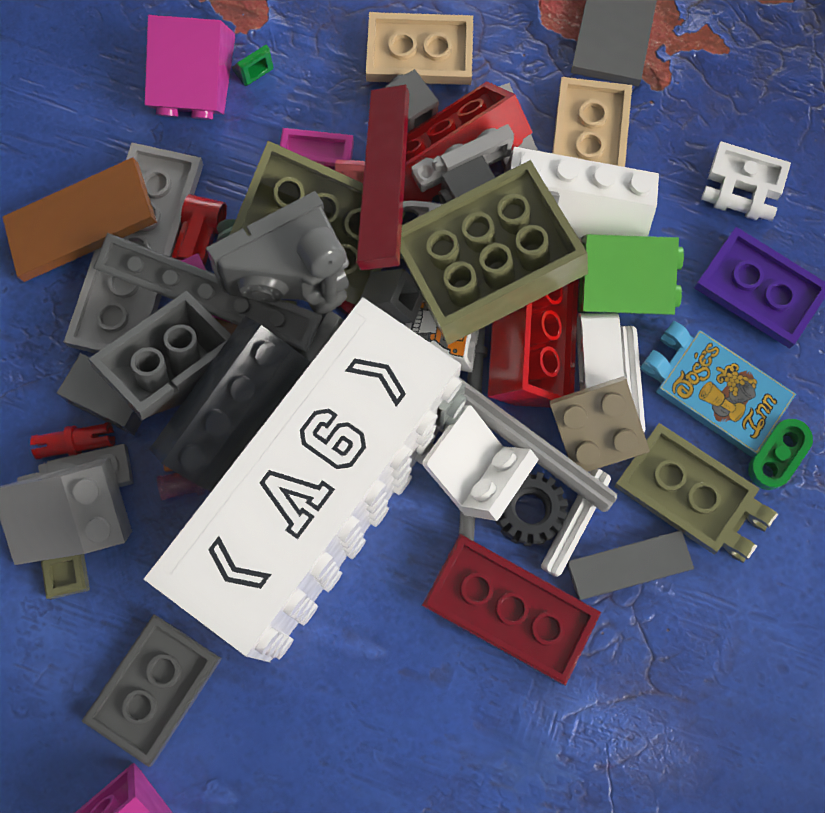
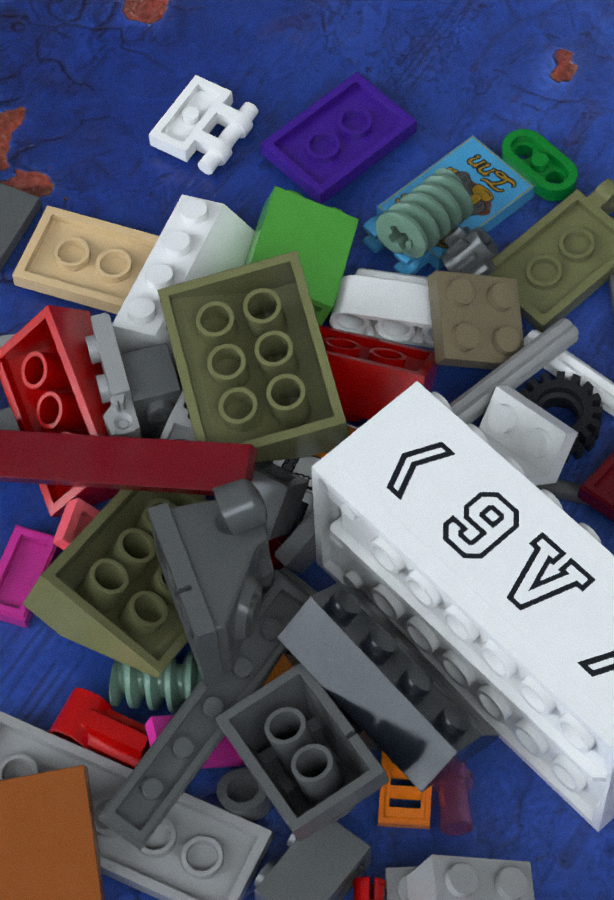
camera: 75 degrees left, 15 degrees down
(666, 409) = (470, 251): none -> dark grey gear
(689, 363) = (425, 214): none -> sand green piece

